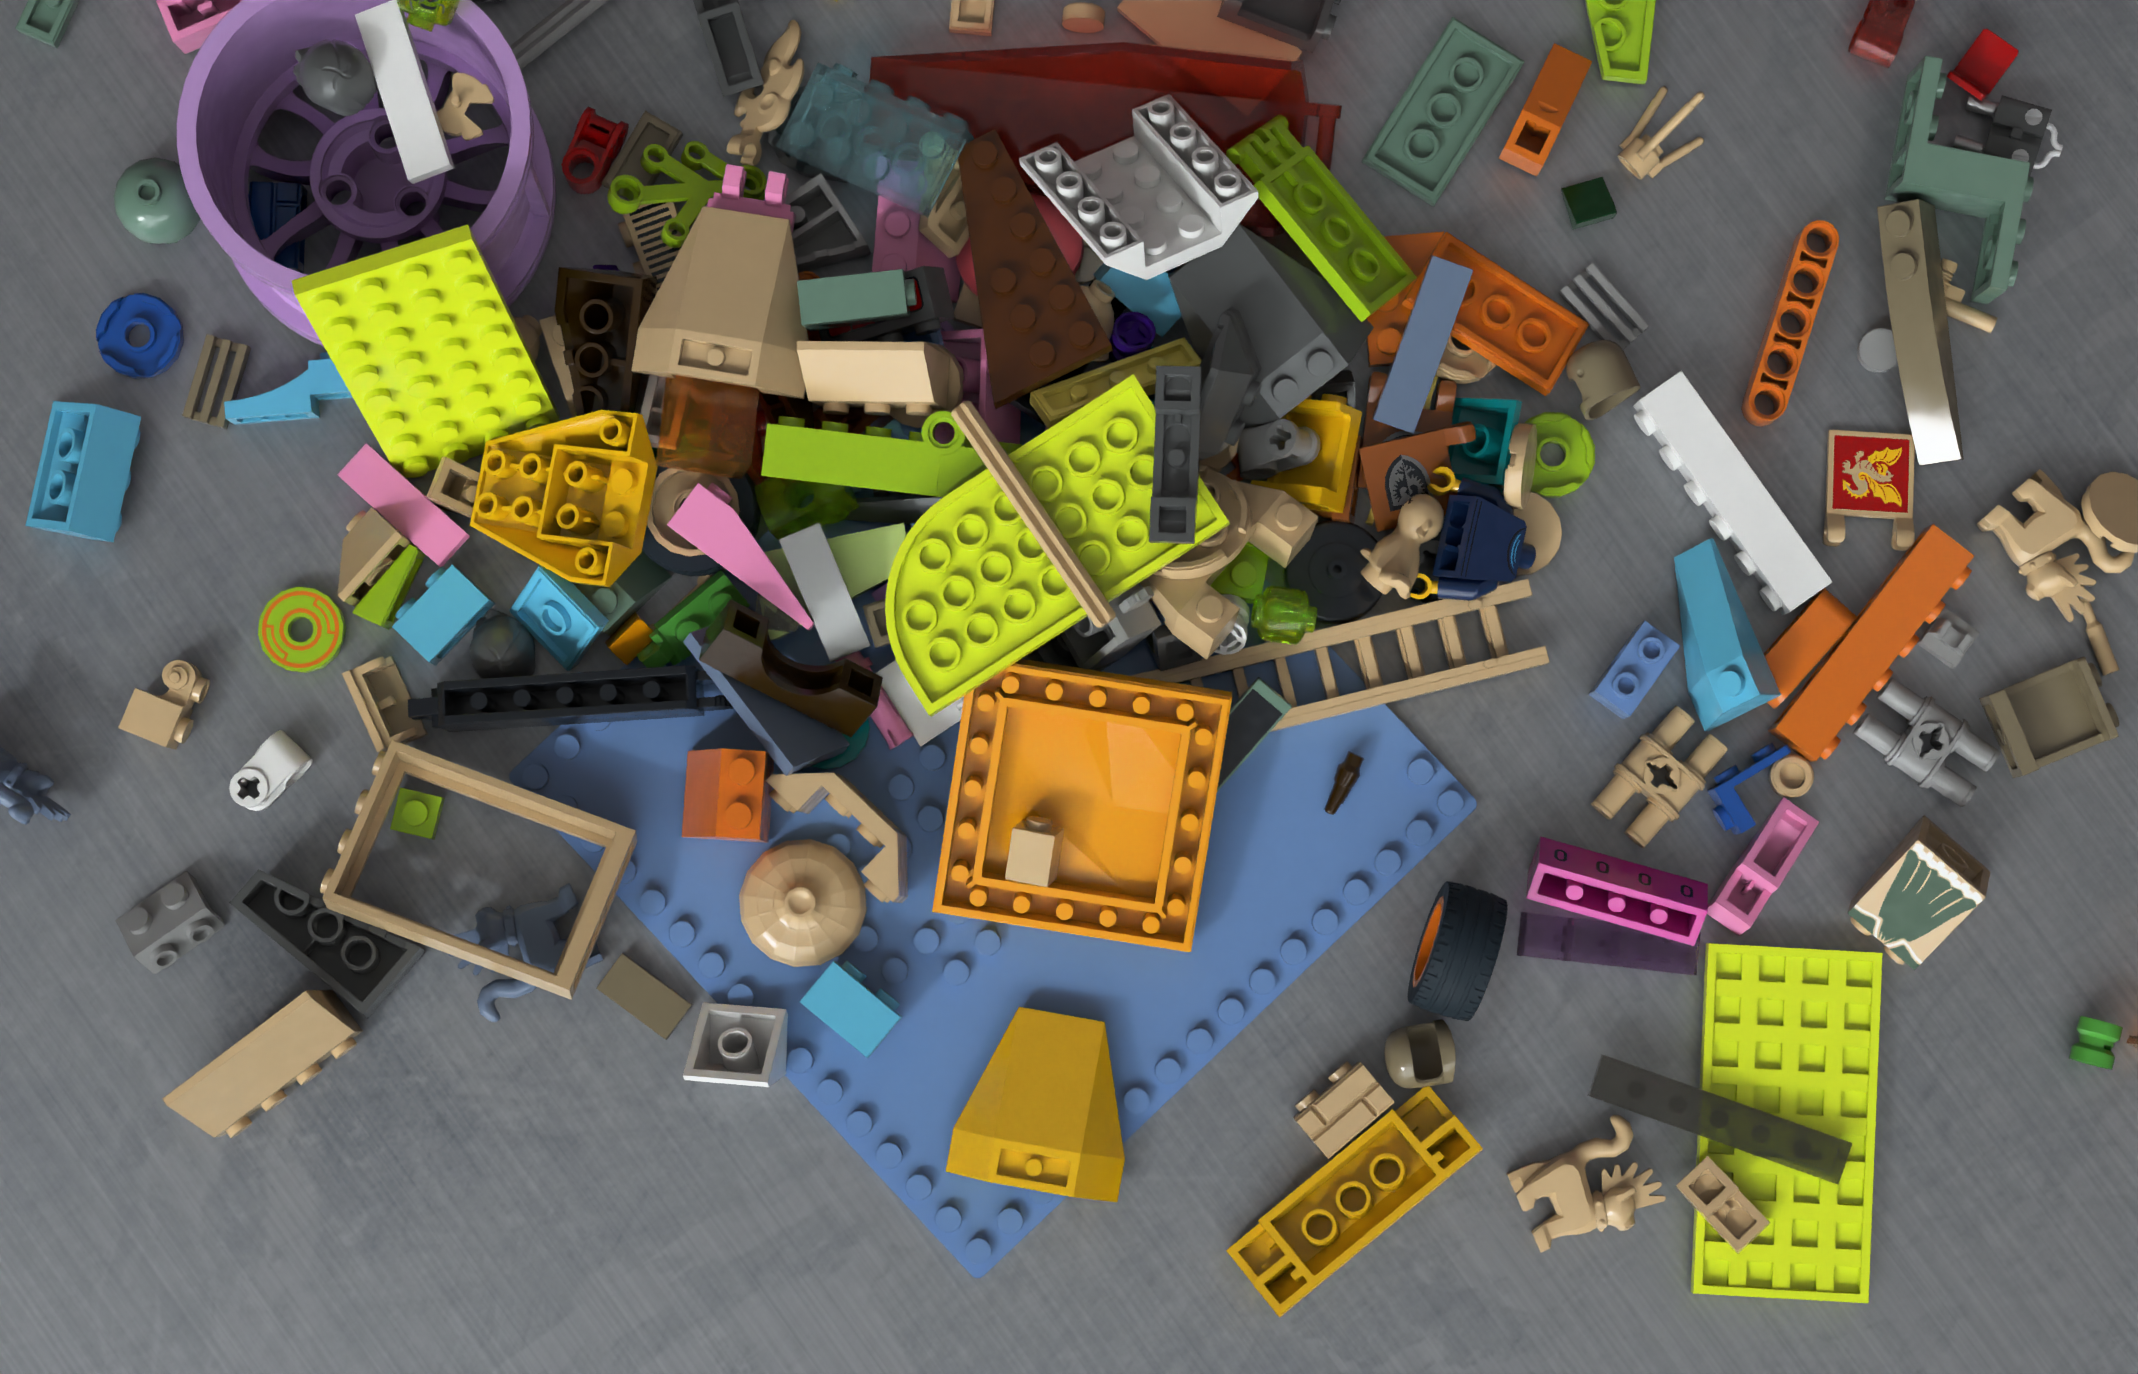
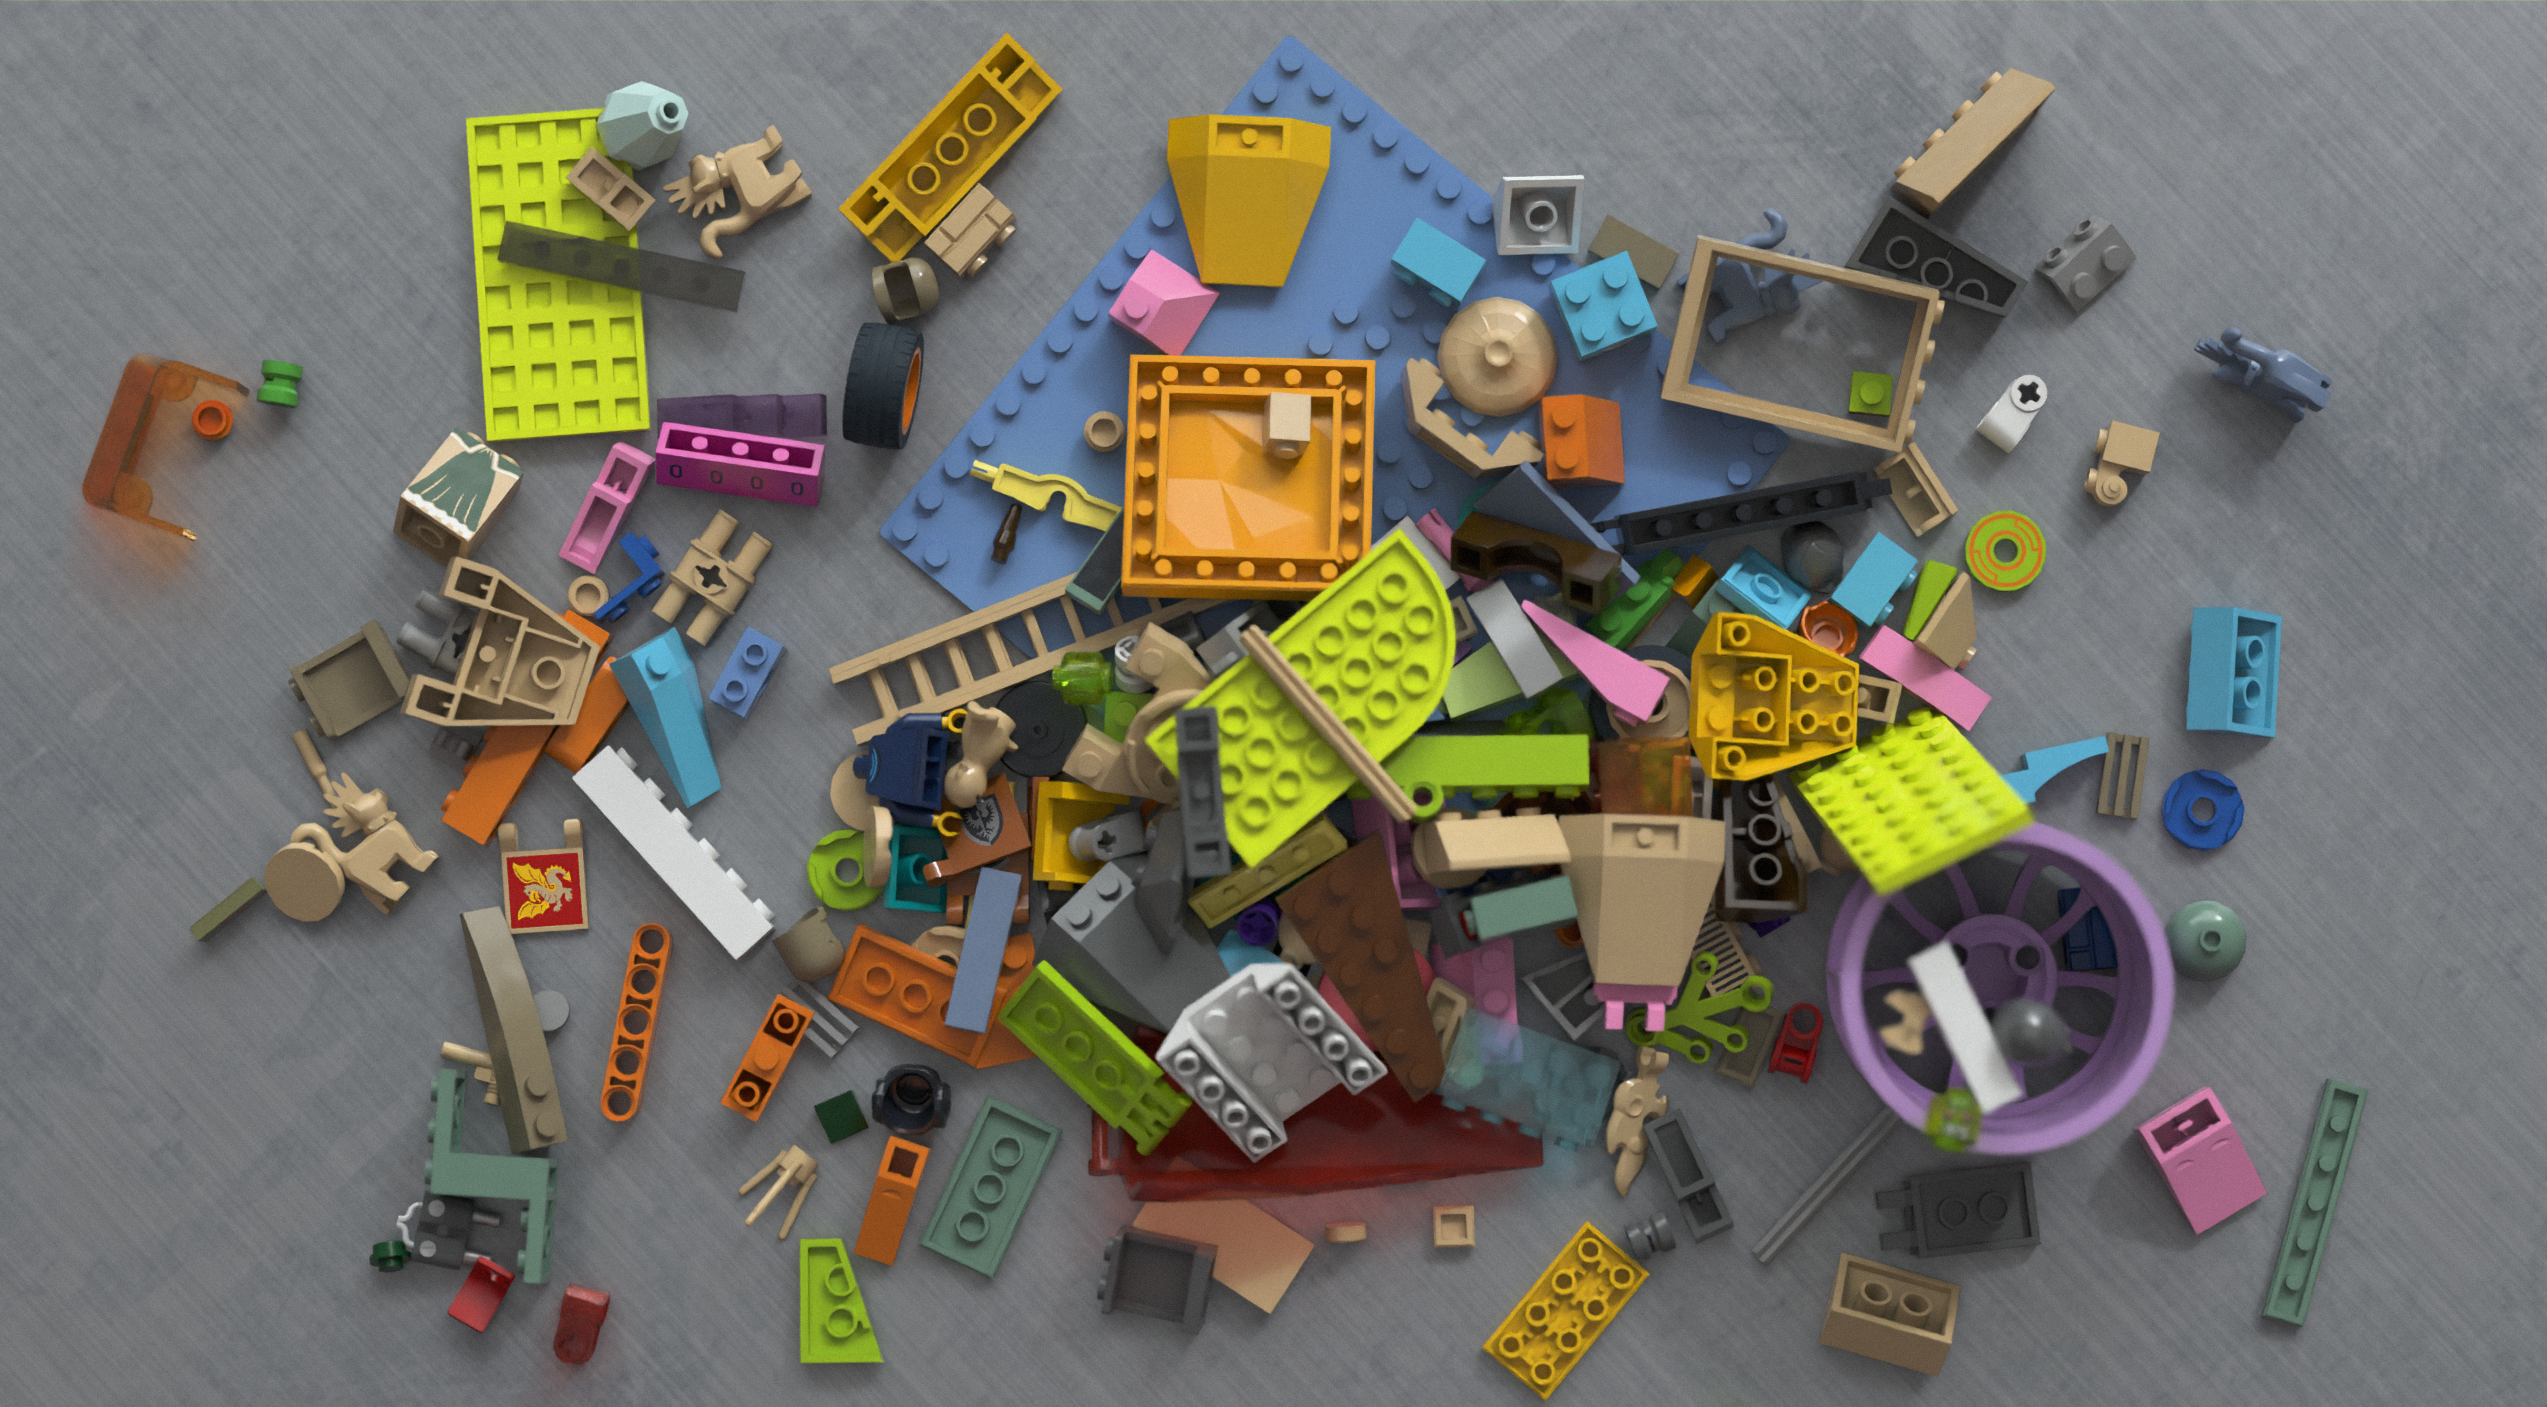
camera: 170 degrees right, 0 degrees up
(497, 569) = (1829, 628): none -> orange hair
(683, 938) = (1603, 306): none -> medium azure brick
(1147, 1004) = (1163, 304): none -> bright pink slope
(1228, 877) = (1104, 431): none -> tan plate
(1306, 823) = (1037, 492): none -> light yellow piece
(1515, 205) = (911, 1100): none -> black hair
(1660, 265) = (768, 1058): none -> orange slope
(1682, 1270) = (642, 124): none -> light aqua cone
(1877, 708) = (516, 663): none -> tan wedge
(2072, 118) = (390, 1256): none -> dark green plate

